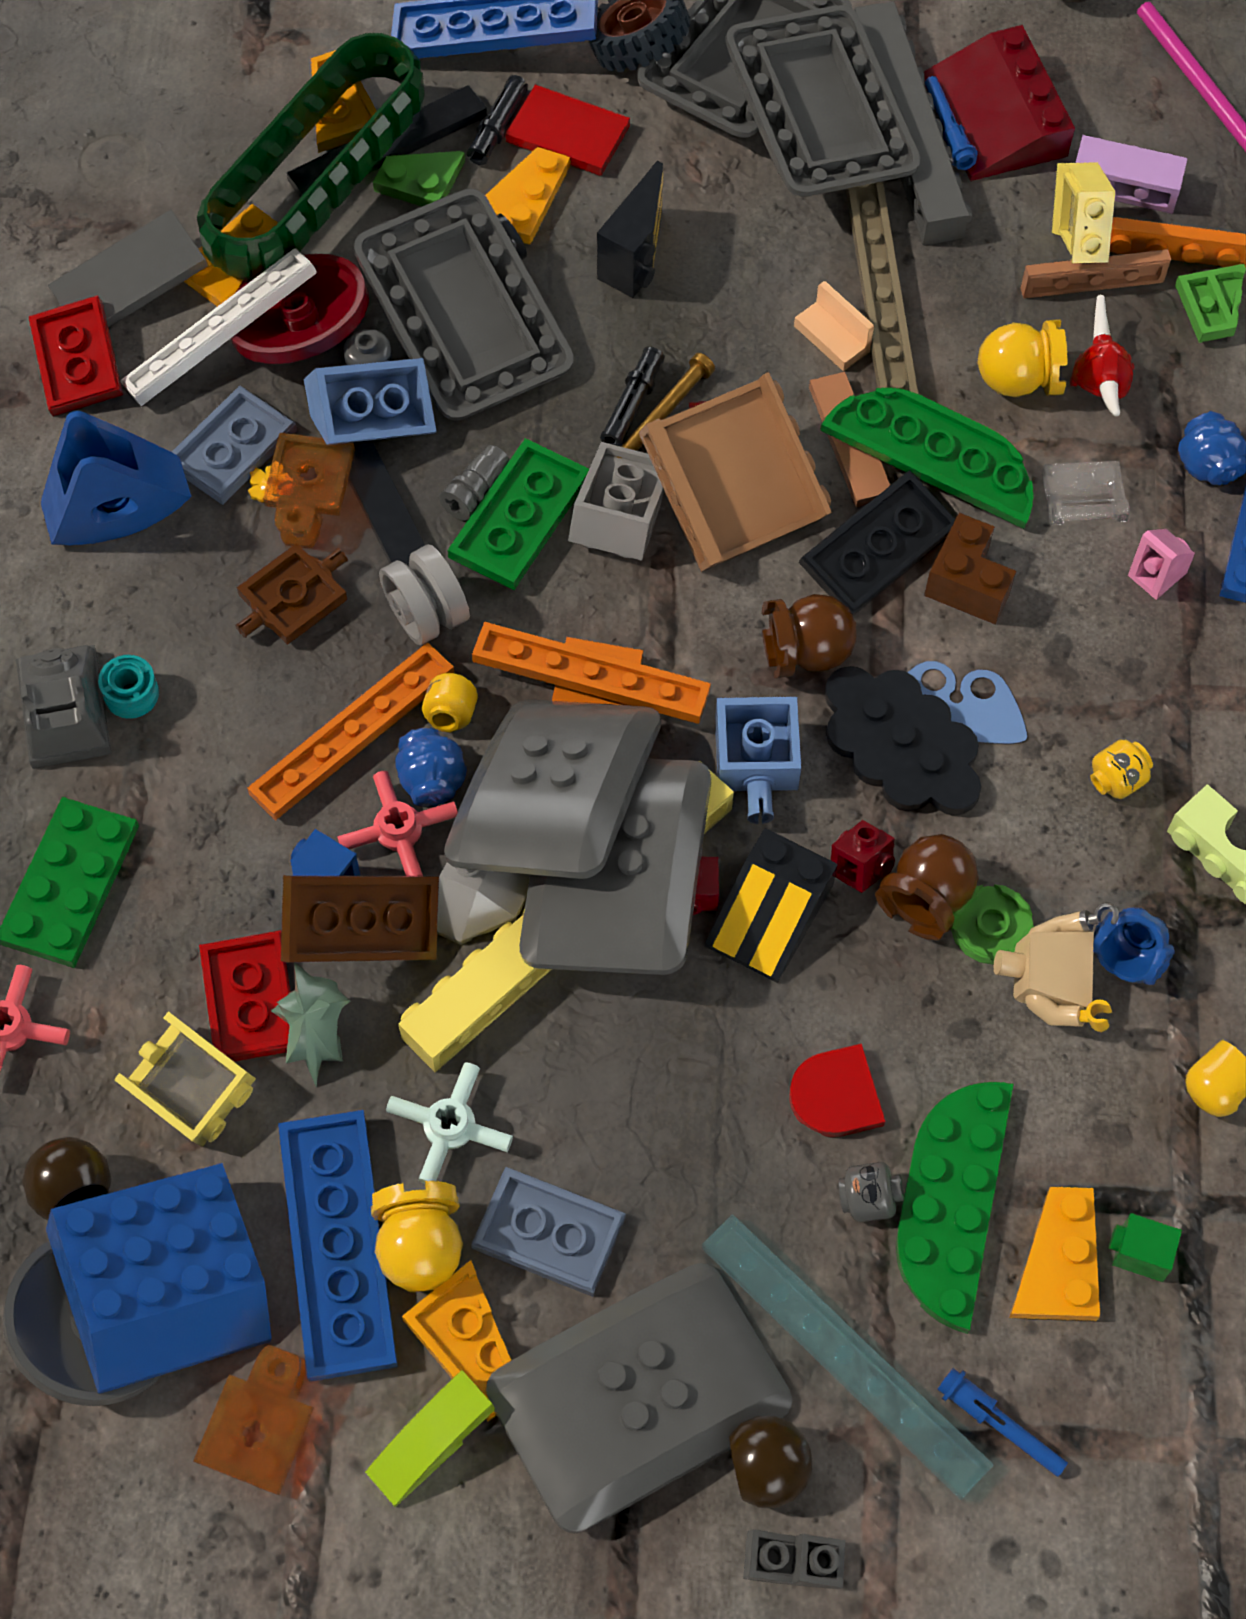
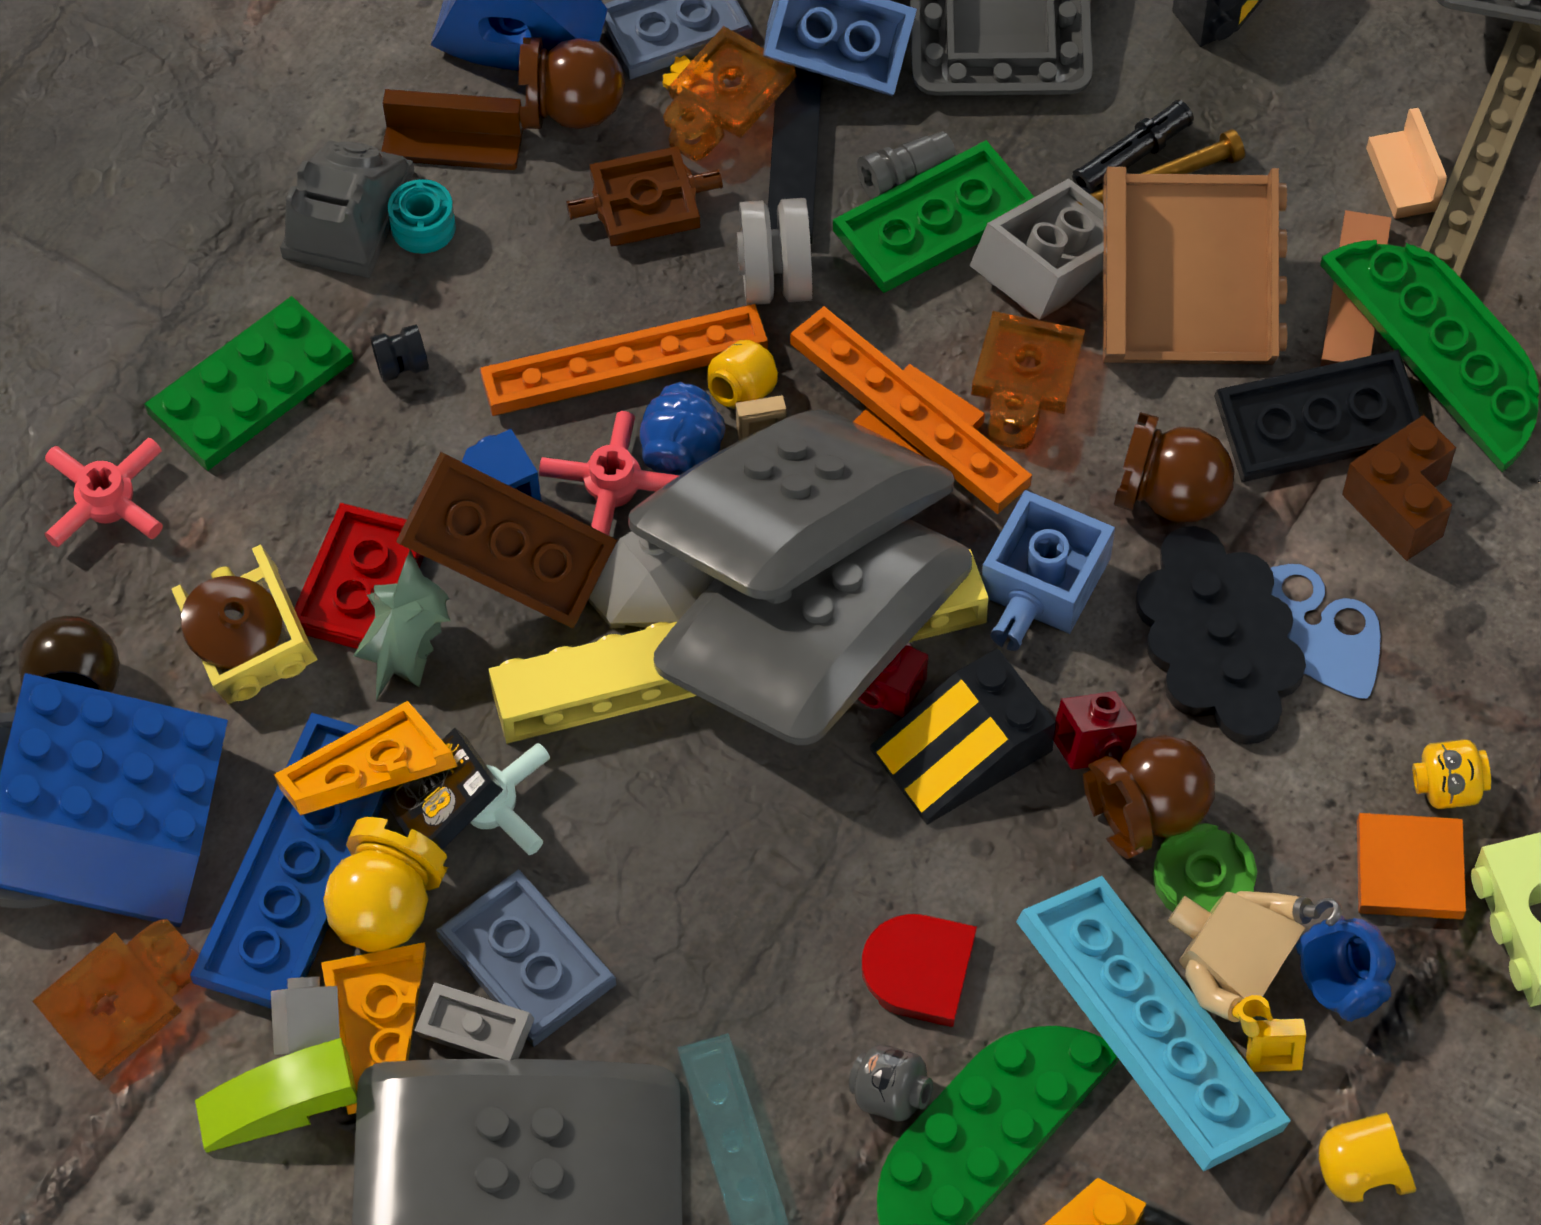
camera: 30 degrees right, 5 degrees down
(110, 606) = (453, 129): none -> reddish brown panel
(174, 1101) = (228, 641): none -> reddish brown dish
(176, 804) = (399, 353): none -> black wheel
(187, 529) = (571, 83): none -> reddish brown tile
(350, 1141) = (365, 761): none -> light orange wing
(418, 1366) = (304, 1015): none -> light grey brick
(422, 1138) = (446, 800): none -> tile
(481, 730) = (758, 414): none -> tan tile
(544, 1304) = (473, 1024): none -> light grey plate
(659, 622) = (1021, 391): none -> clear orange plate
(1024, 1053) = (1153, 1023): none -> medium azure plate
(1122, 1027) = (1277, 1046): none -> yellow plate
(1127, 849) = (1411, 866): none -> orange tile

